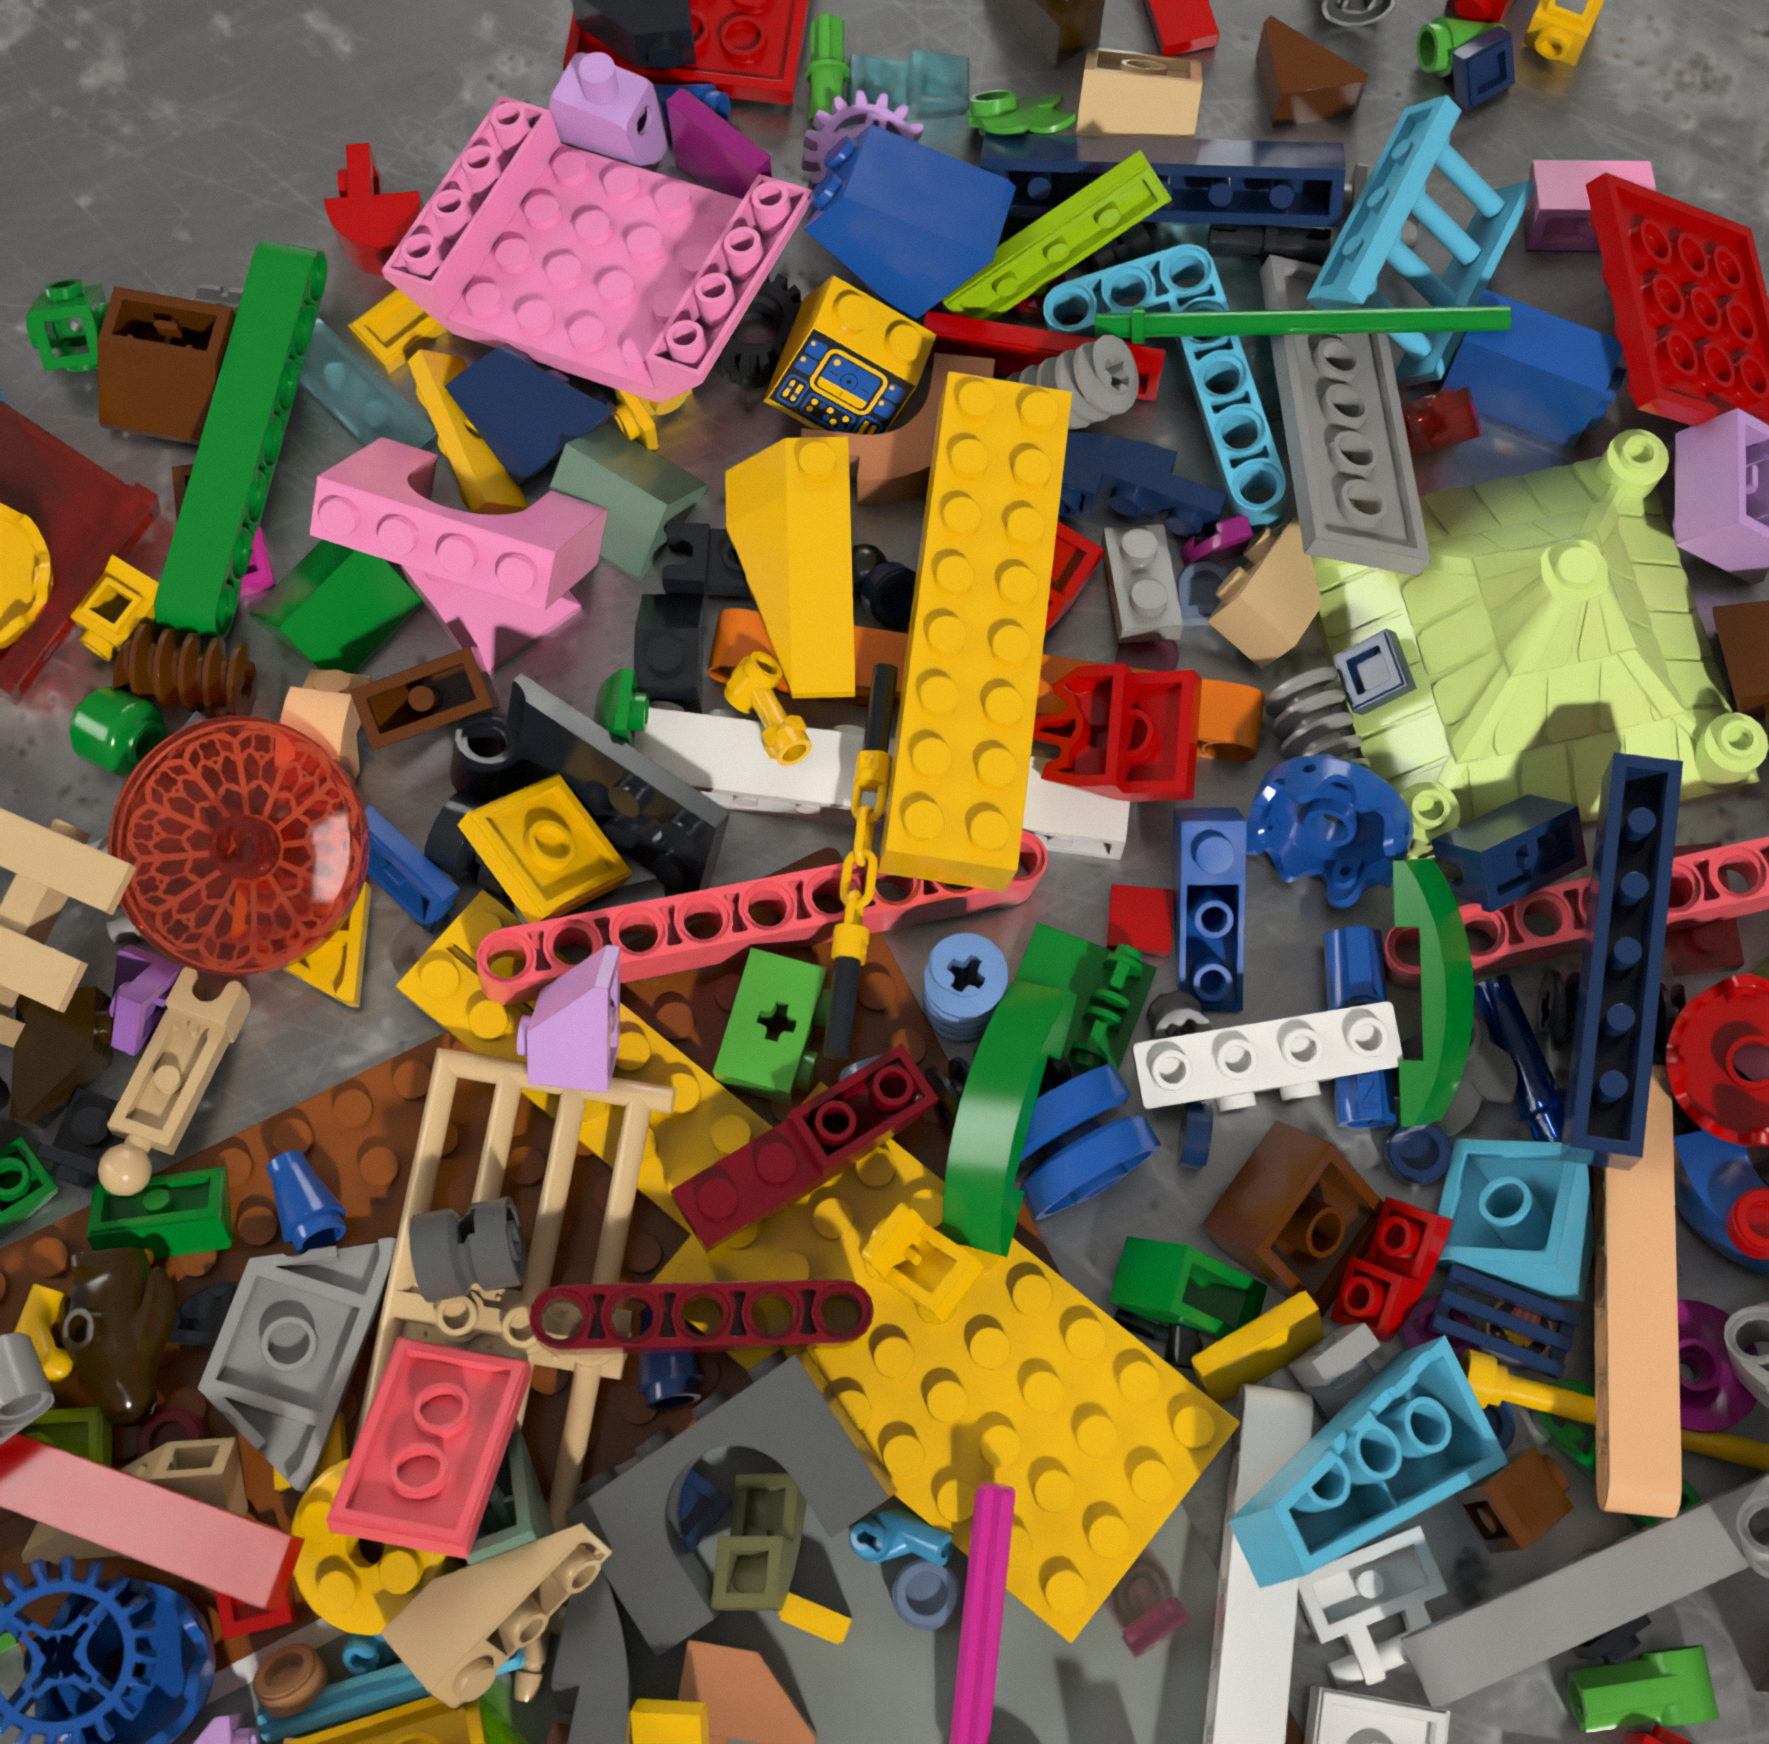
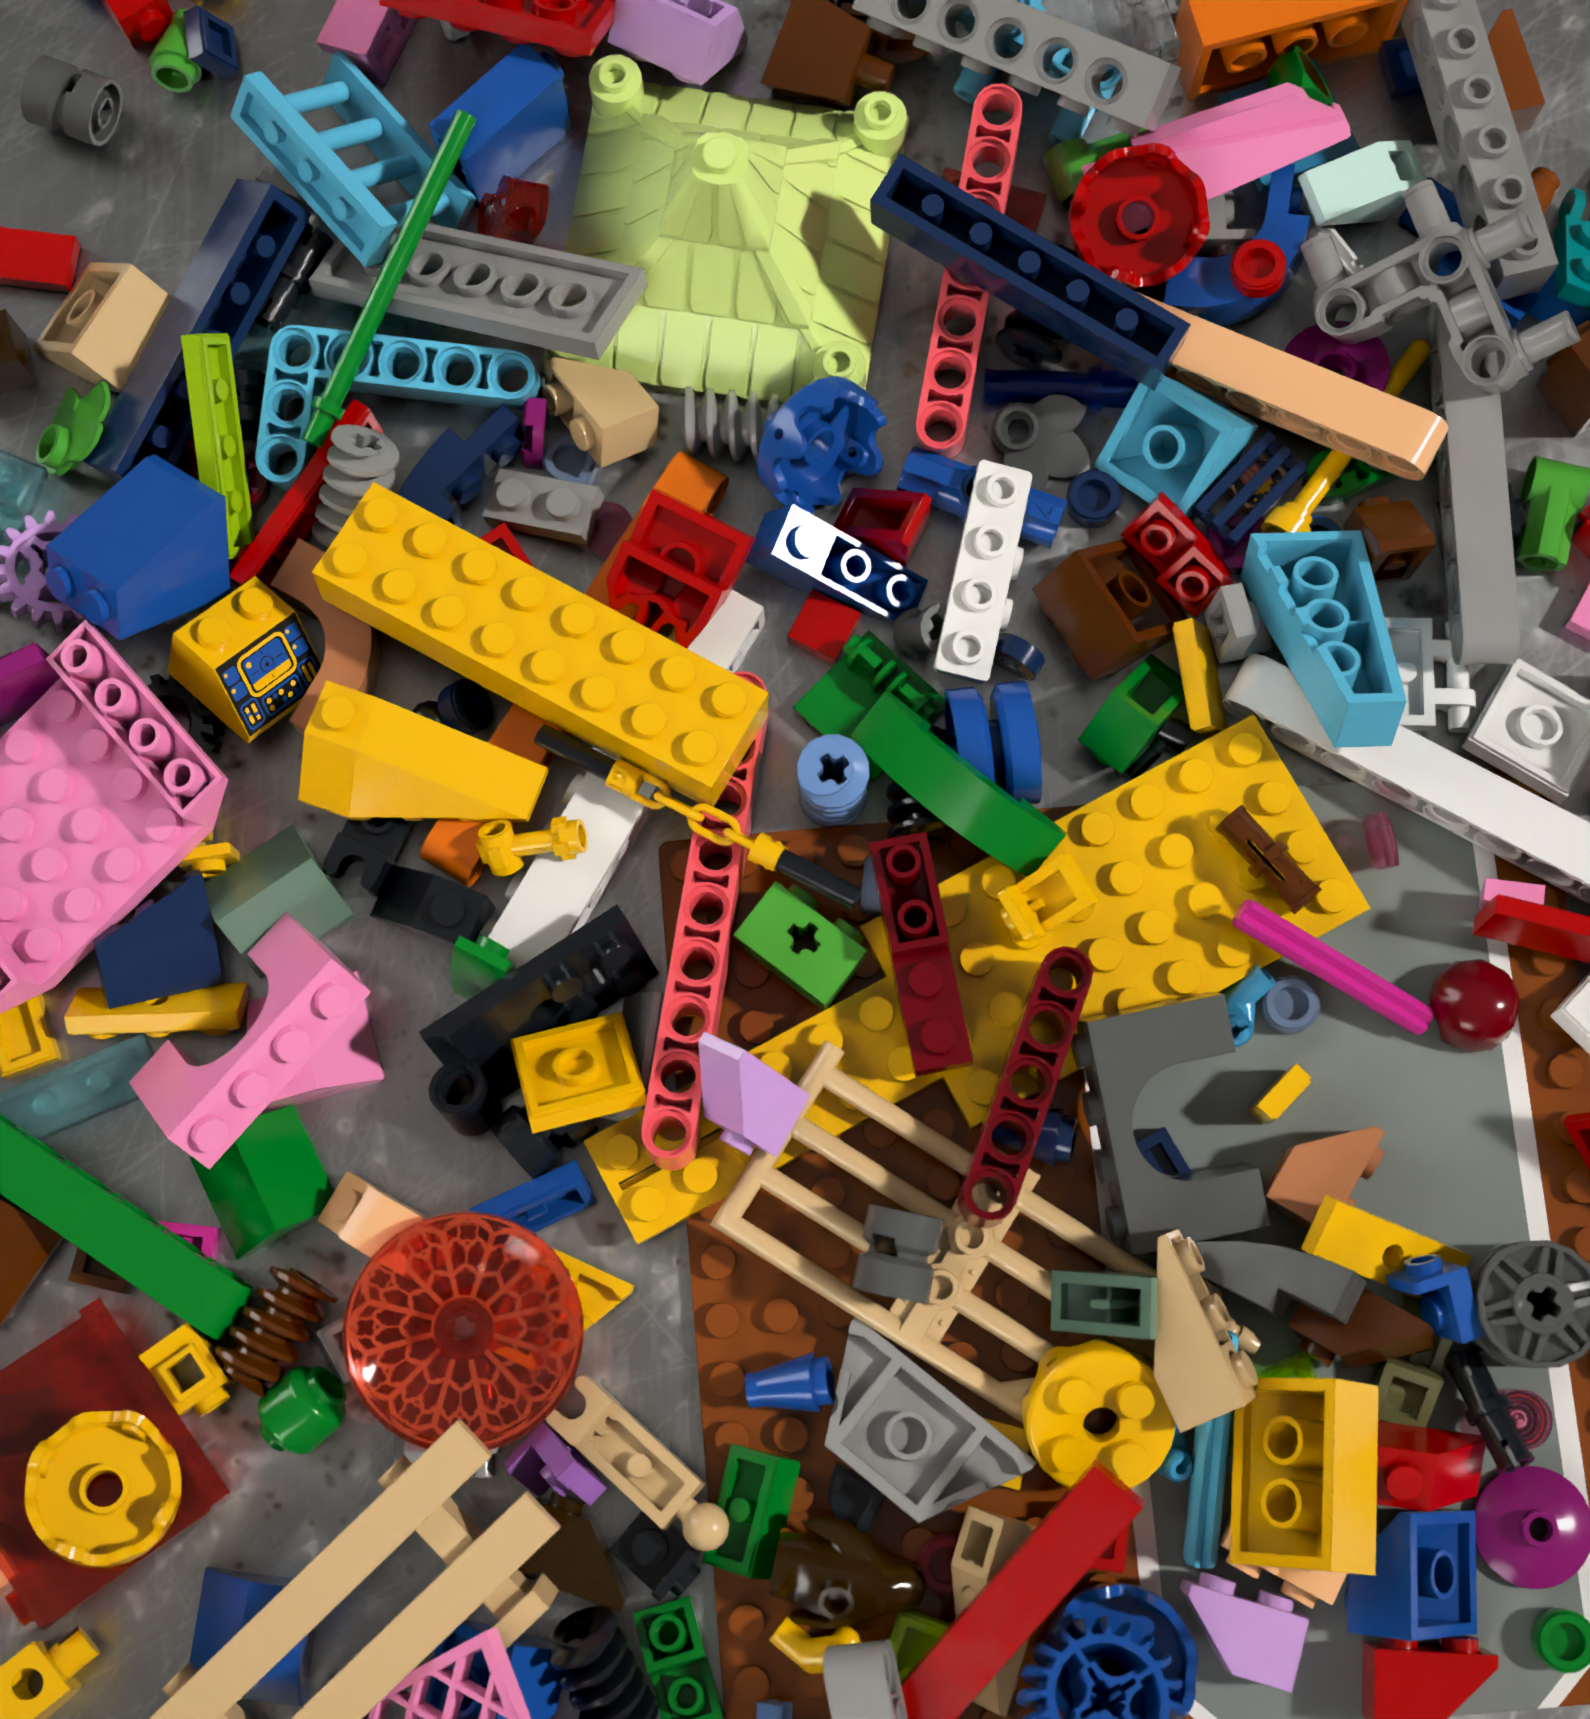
camera: 65 degrees left, 5 degrees up
(290, 1680) = (1176, 1529): medium nougat tile -> none
(424, 698) = (395, 1126): reddish brown slope -> none
(430, 1448) = (1047, 1340): coral tile -> none
(763, 1545) = (1209, 1113): olive slope -> none
(1071, 1497) = (1268, 859): none -> reddish brown pin
(1281, 937) = (886, 520): none -> red slope
(1304, 78) = (150, 187): reddish brown slope -> none
(1374, 672) = (704, 357): tile -> none
(1447, 990) = (922, 397): green slope -> none
(1513, 850) = (897, 317): dark blue hinge -> none

